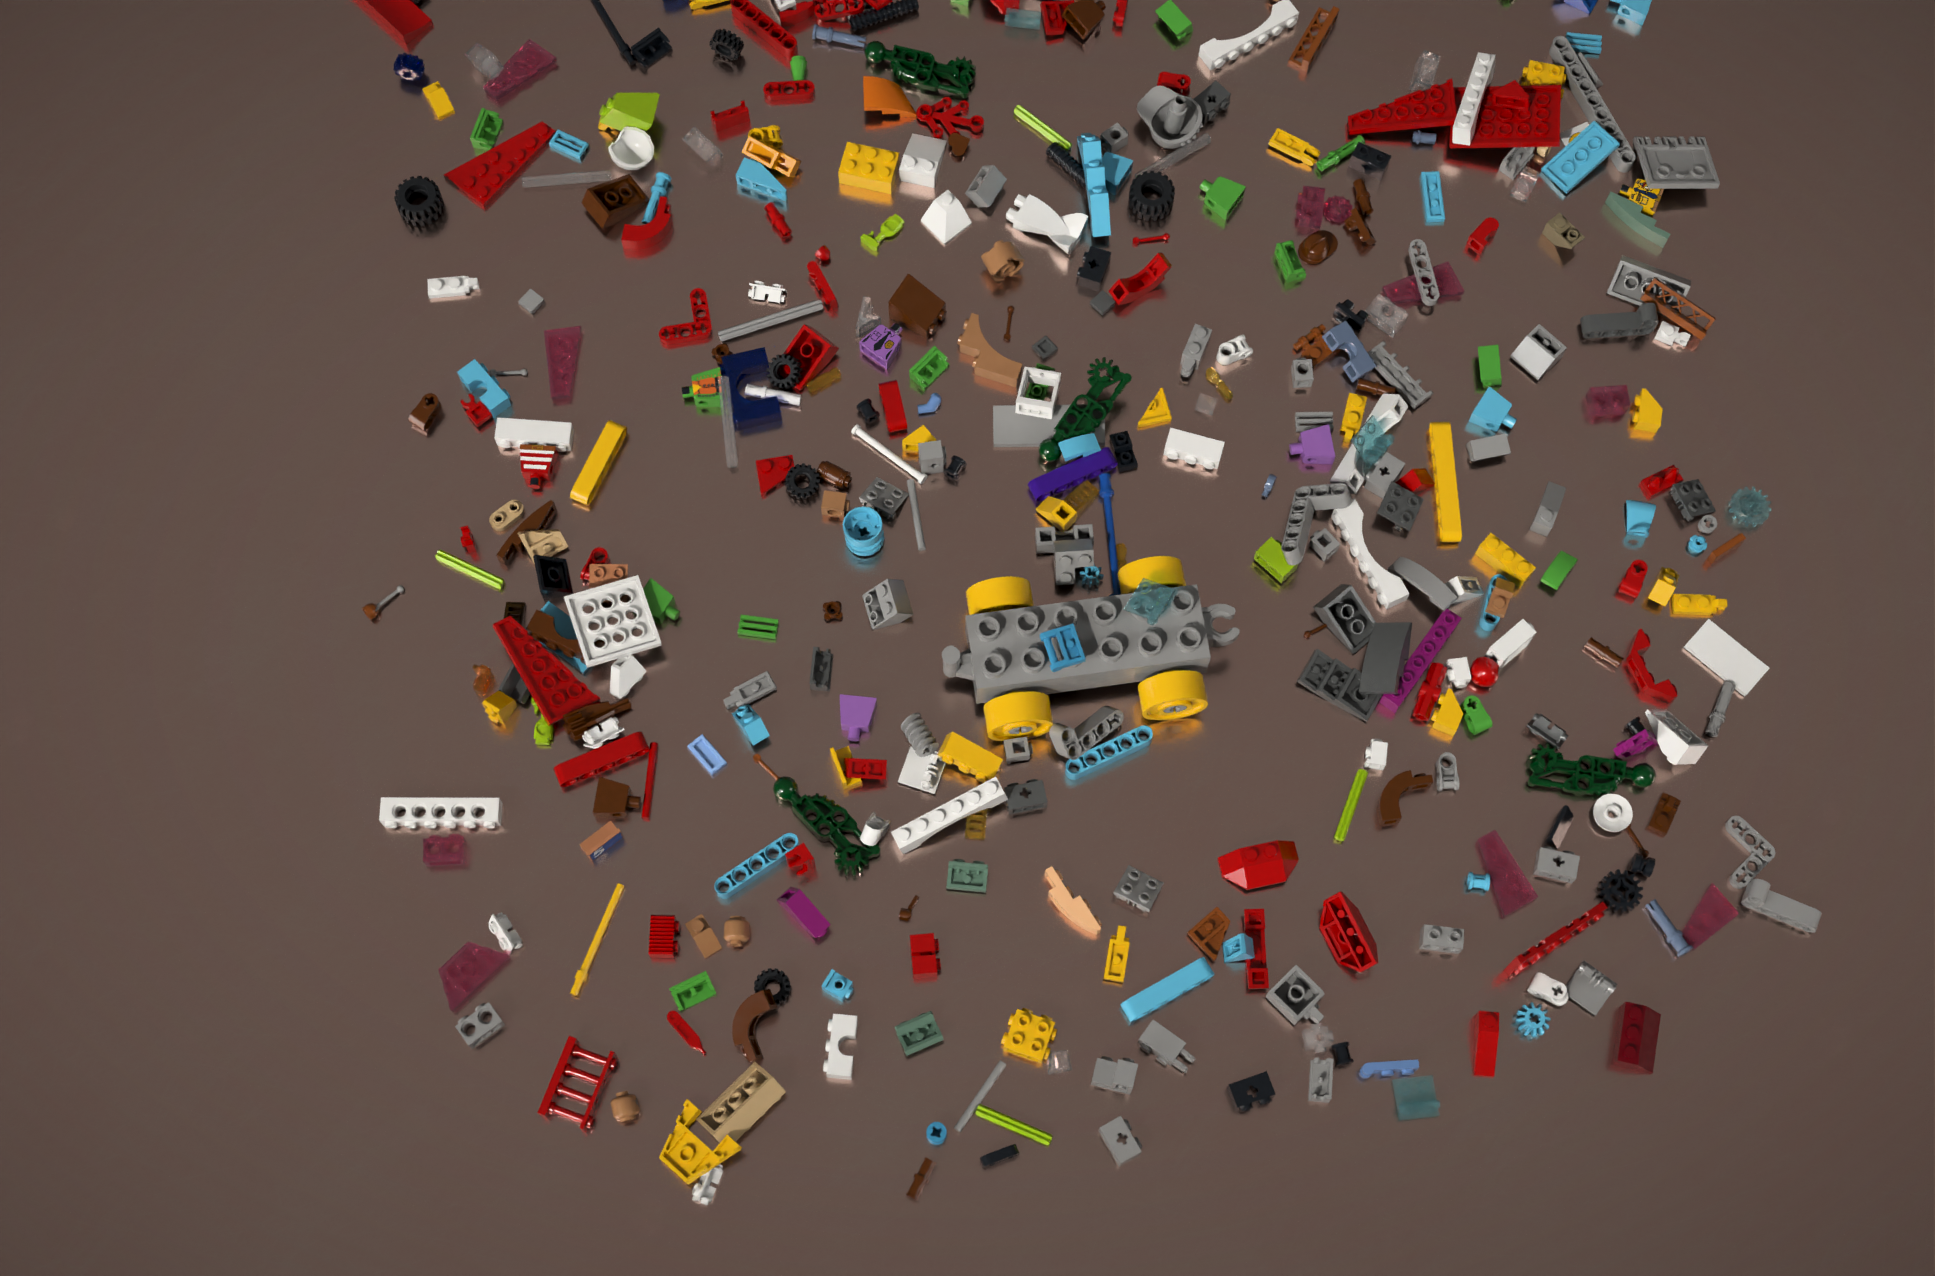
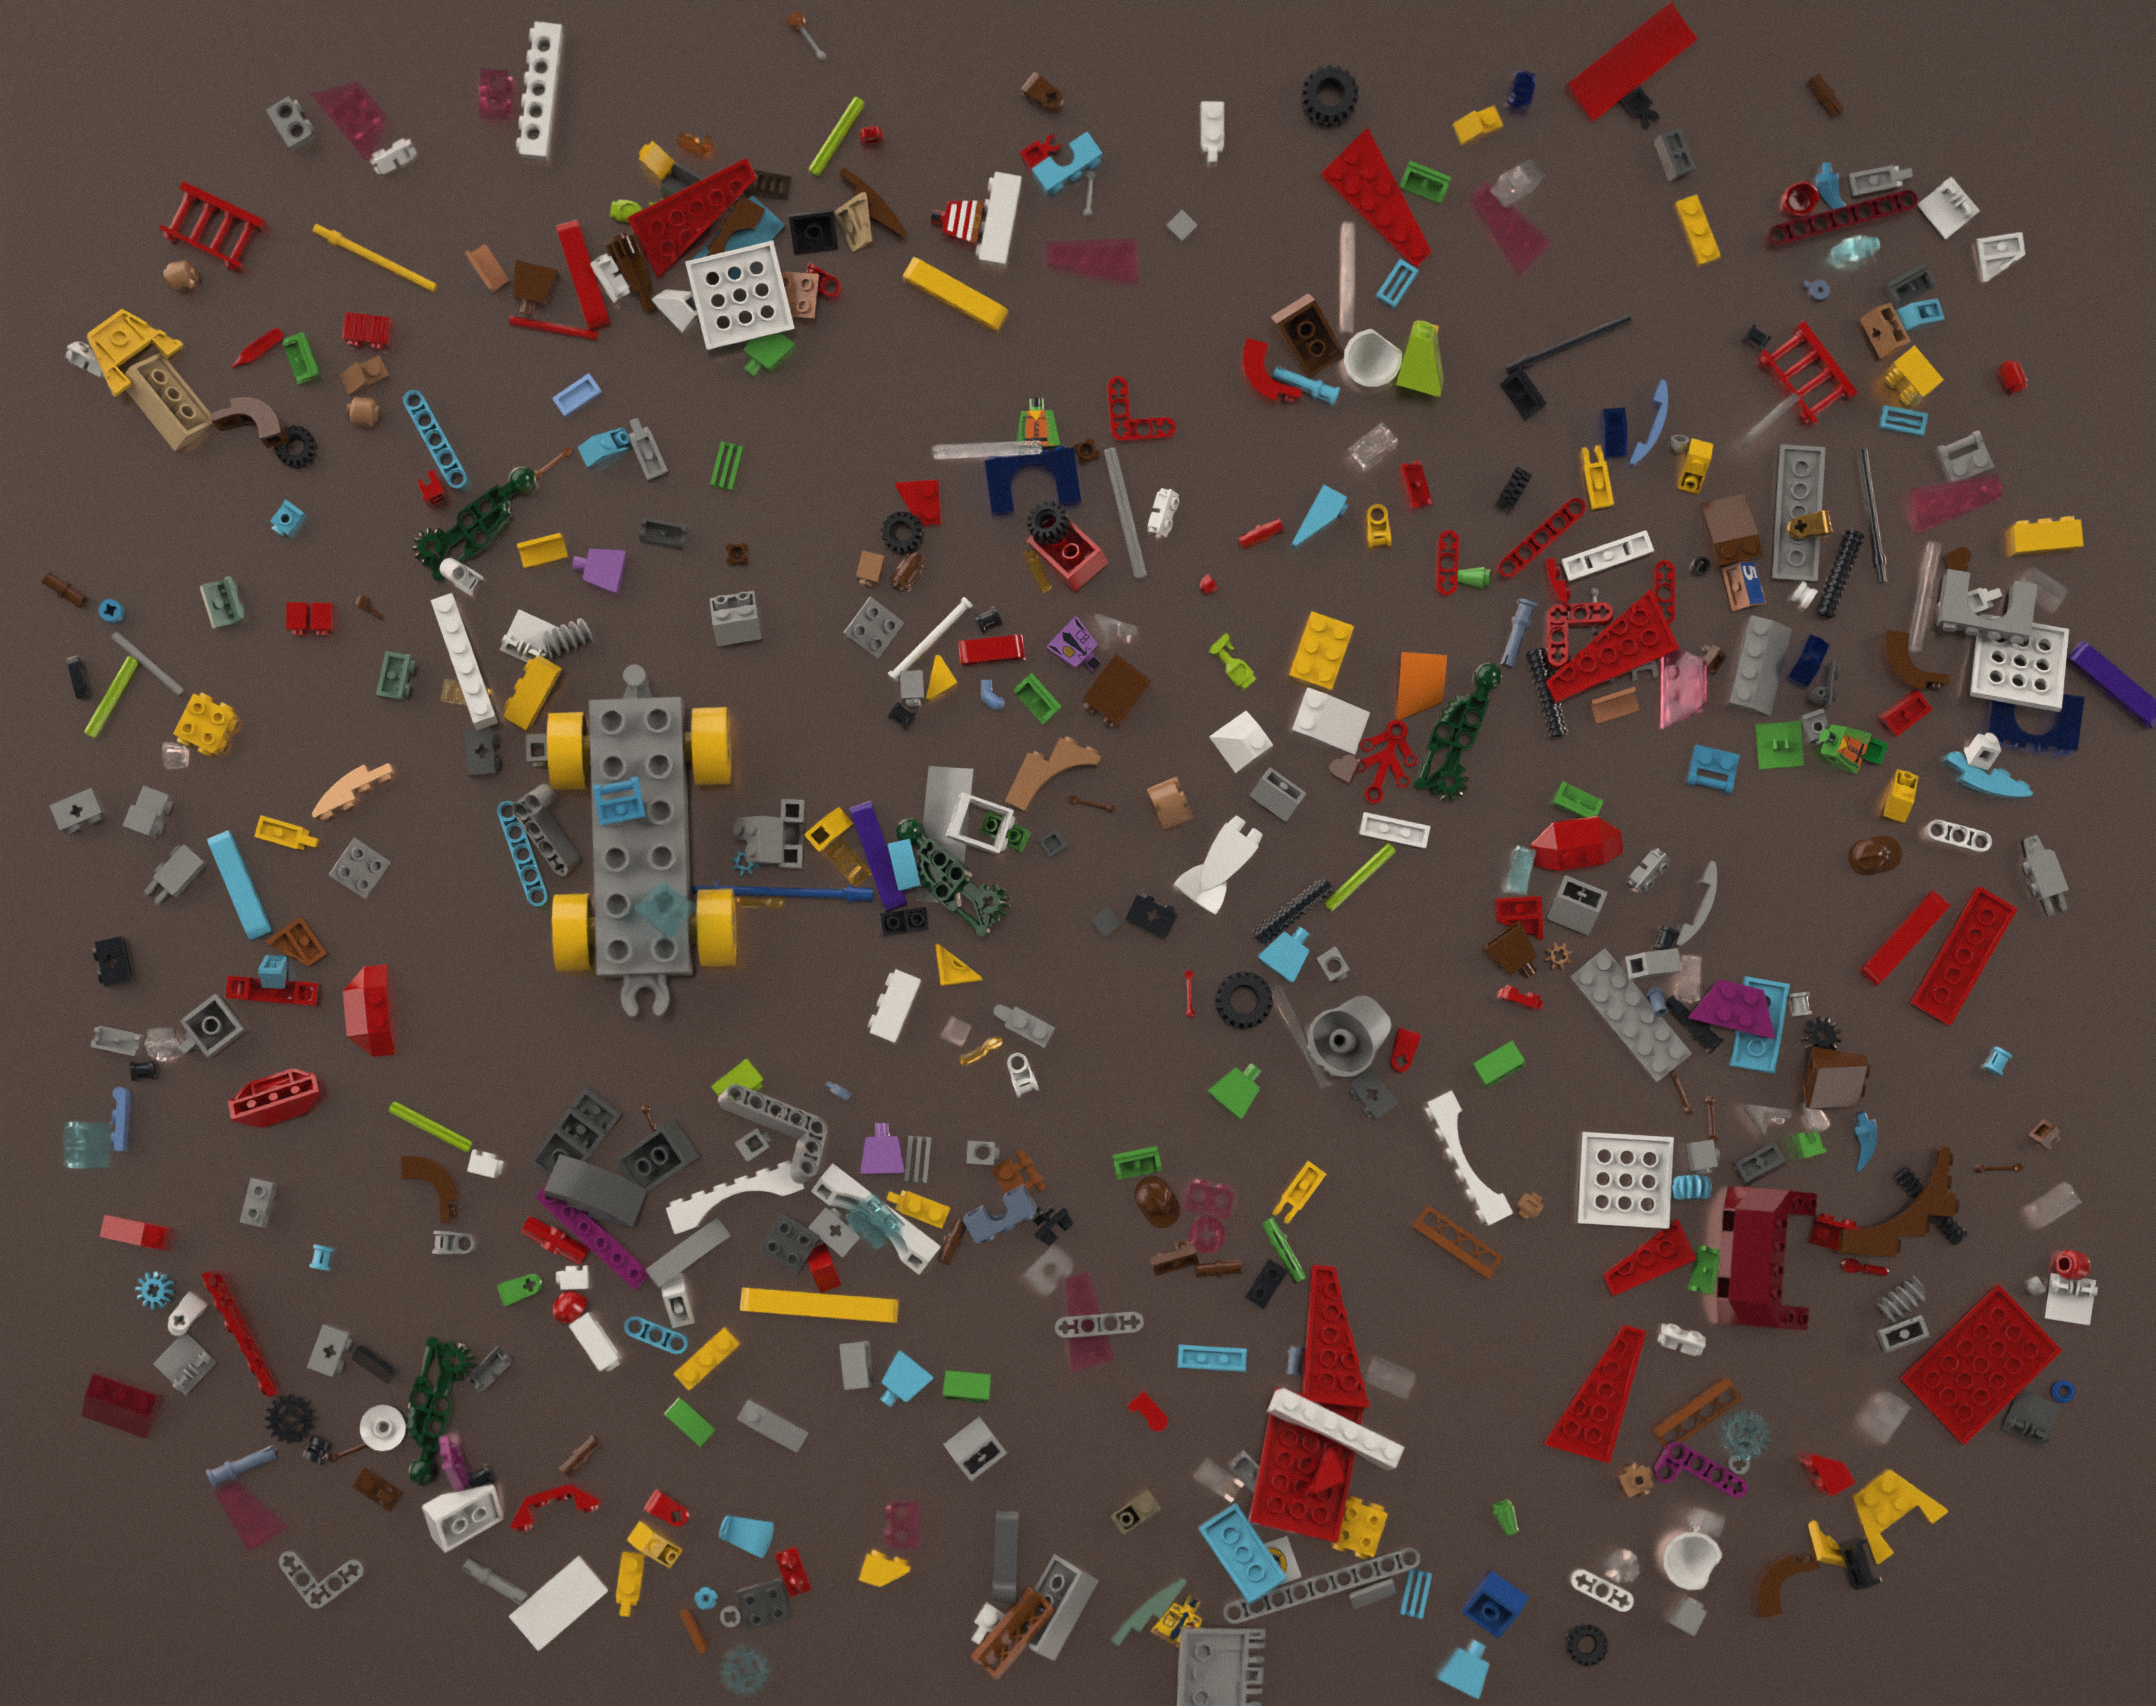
camera: 95 degrees right, 15 degrees up
(508, 516) = (900, 182): tan plate -> none
(765, 392) = (1025, 499): white pin -> none
(771, 156) = (1346, 532): light orange slope -> none
(804, 912) = (375, 487): magenta slope -> none
(821, 283) = (1164, 580): red hinge -> none
(837, 1064) = (200, 510): white arch -> none
(863, 531) = (821, 585): medium azure wheel -> none
(865, 768) = (534, 572): red hinge -> none
(916, 515) = (848, 664): light grey bar -> none
(1003, 106) = (1394, 830): none -> white plate
(1094, 174) = (1268, 929): medium azure arch -> none
(1136, 286) = (1123, 968): red arch -> none
(1398, 376) = (966, 1270): light grey hinge -> none
(1449, 714) = (523, 1257): yellow slope -> none
(1500, 597) = (656, 1341): medium nougat slope -> none
(1505, 875) = (324, 1290): clear pink wing -> none
(1761, 899) = (260, 1580): light grey beam -> none

